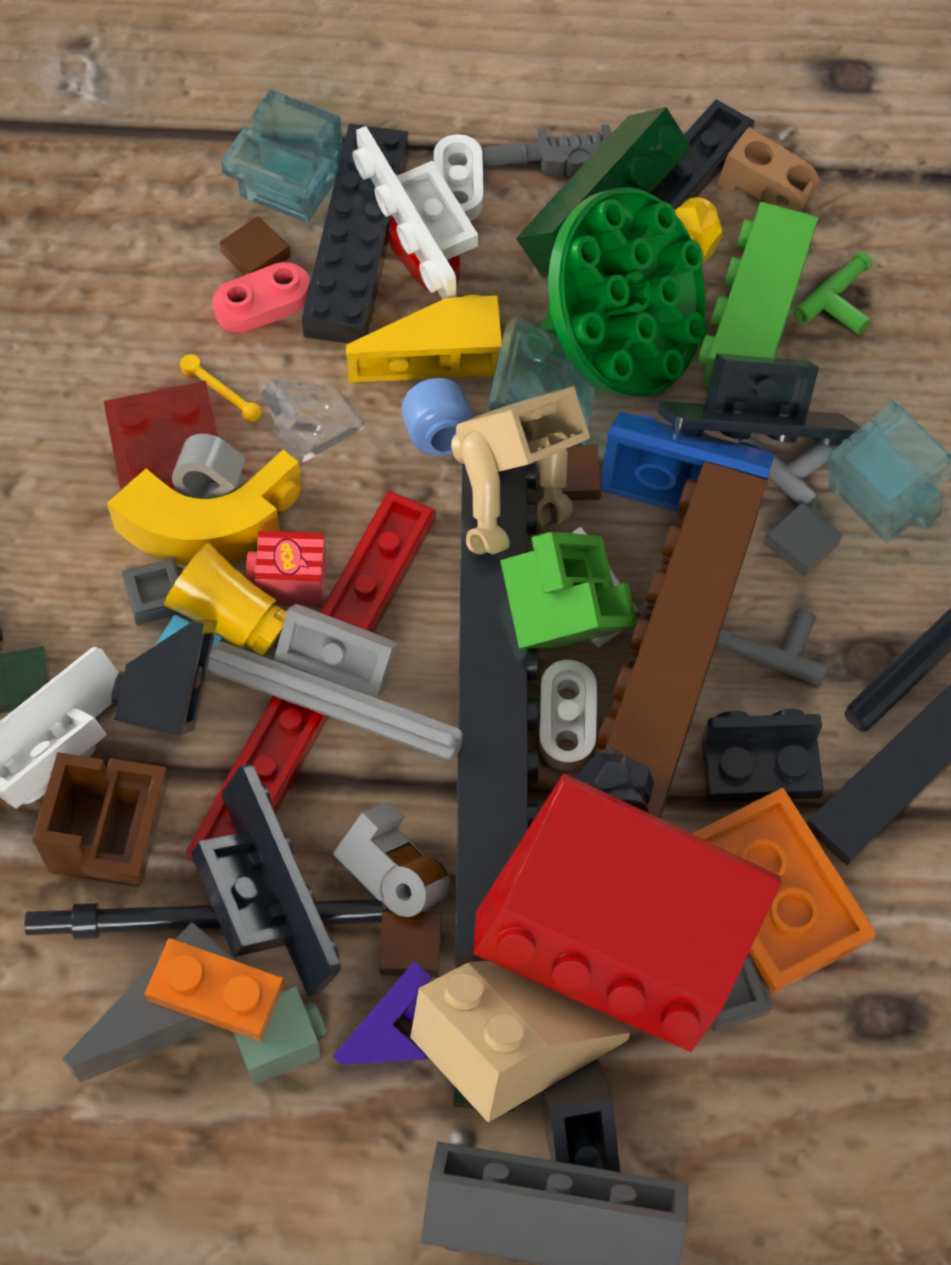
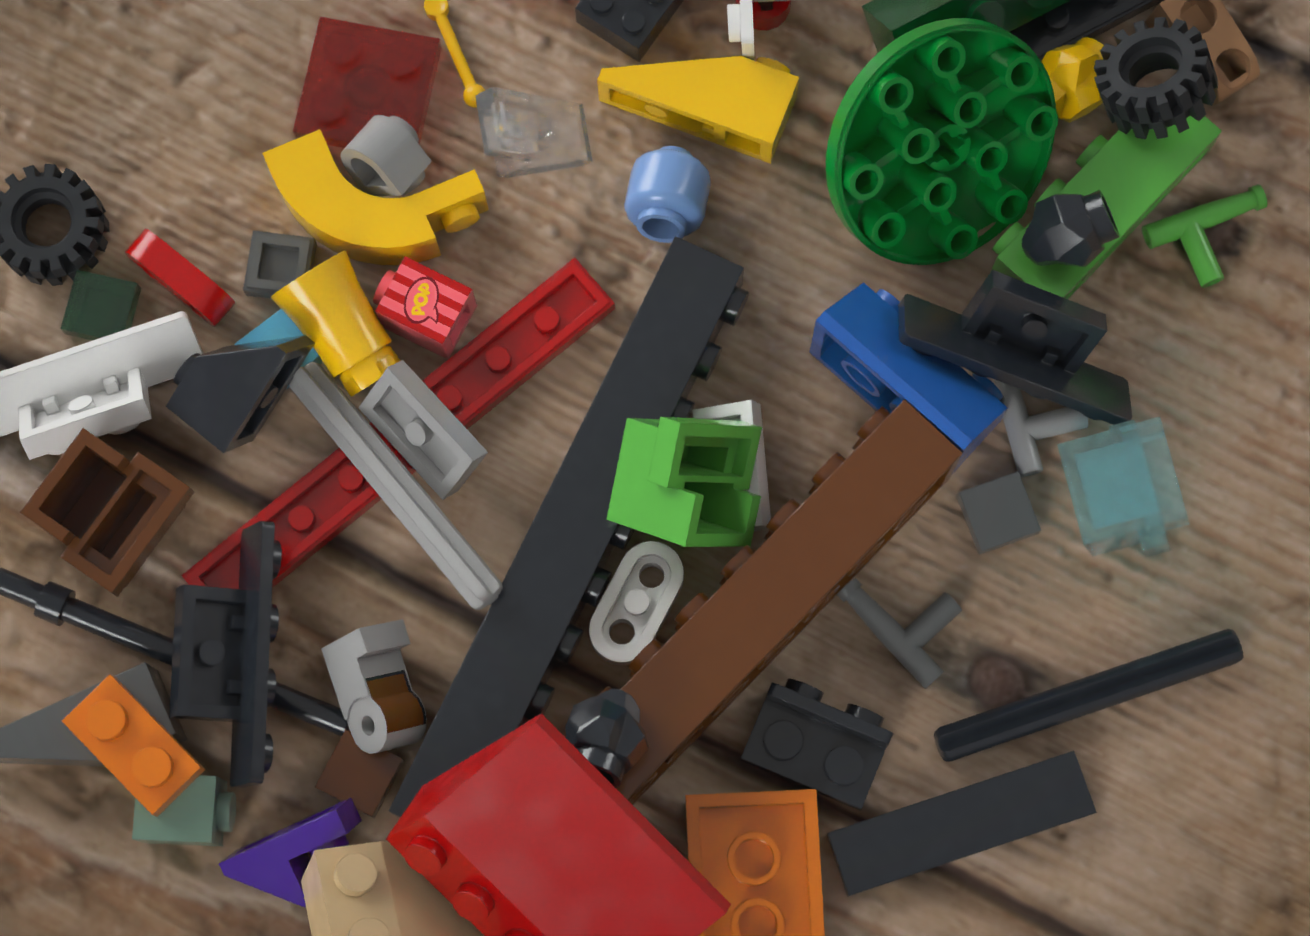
camera: 30 degrees right, 15 degrees up
(78, 626) = (180, 277): none -> red beam
(512, 438) = (704, 287): tan torso -> none
(535, 365) = (788, 211): clear light blue plate -> none
(583, 473) = (785, 321): reddish brown tile -> none
(754, 310) = (1069, 229): none -> black rock
(779, 196) = (1148, 52): none -> black tyre

